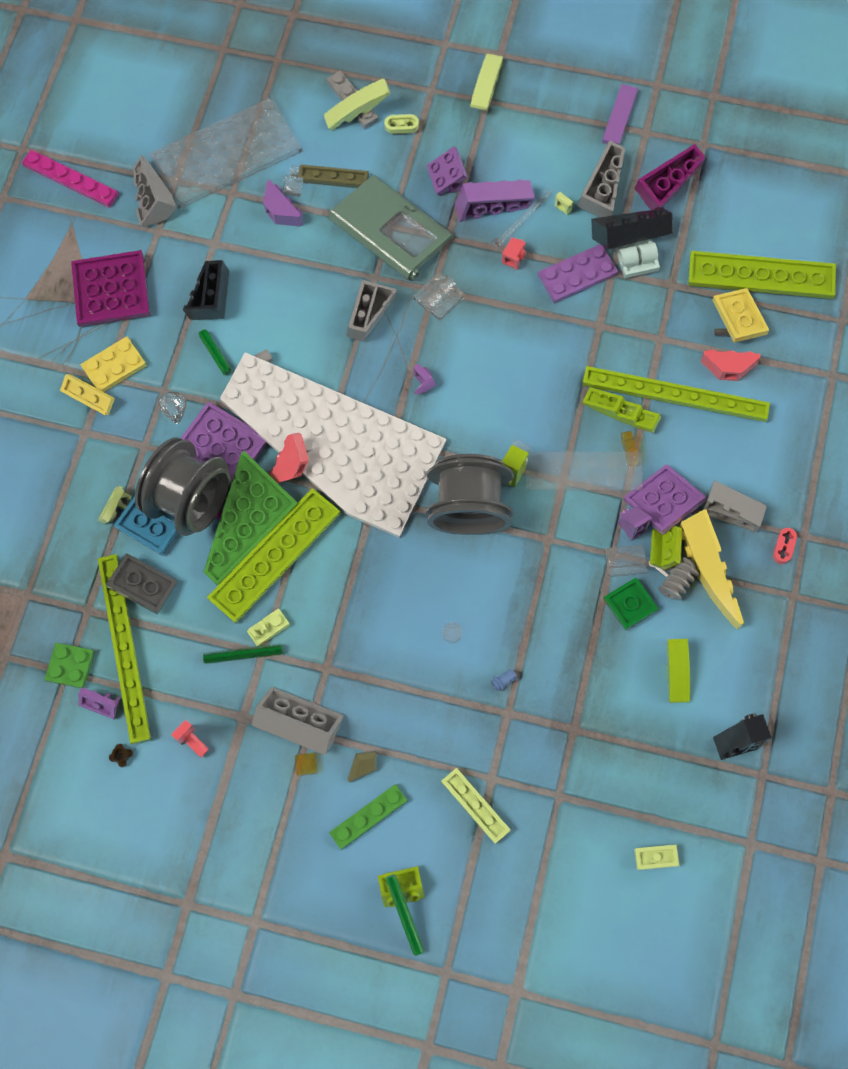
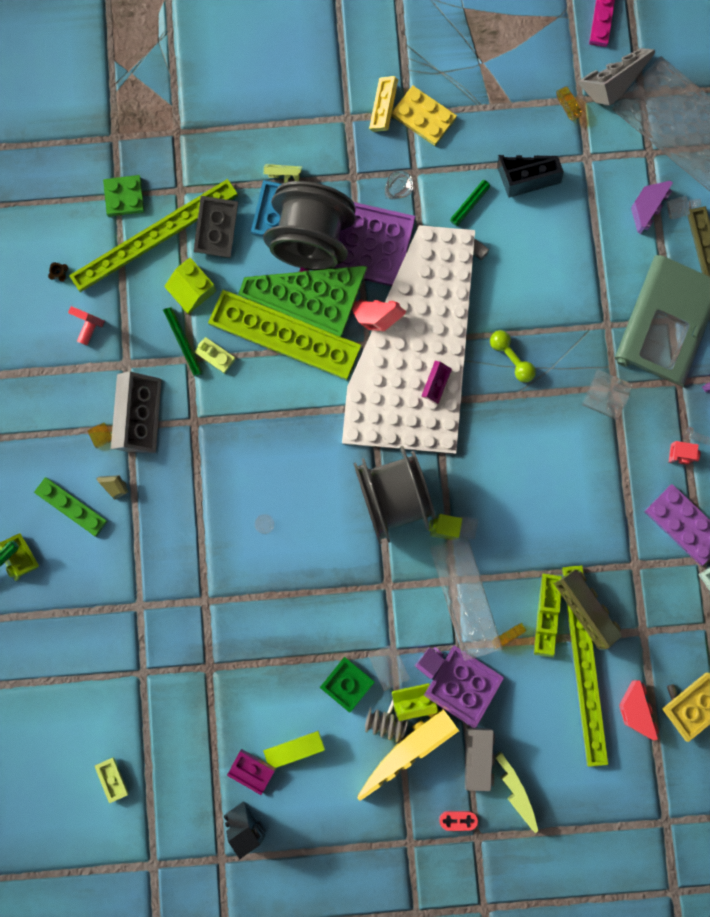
camera: 70 degrees right, 10 degrees up
(100, 704) = (97, 226): medium lavender plate -> none
(110, 288) = (501, 80): magenta plate -> none
(158, 240) = (568, 103): none -> clear yellow beam
(190, 628) = (189, 286): none -> lime slope
(369, 308) = (566, 330): light grey wedge -> none
(375, 429) = (436, 382): none -> magenta plate
(391, 356) = (501, 341): none -> lime piece
(424, 377) = (515, 409): medium lavender plate -> none
(475, 806) = (108, 599): yellowish green plate -> none
(503, 680) = (233, 587): medium blue pin -> none
(629, 371) = (588, 610): none -> olive slope
(687, 718) = (251, 772): none -> magenta plate
(778, 485) = (519, 797): none -> yellowish green slope

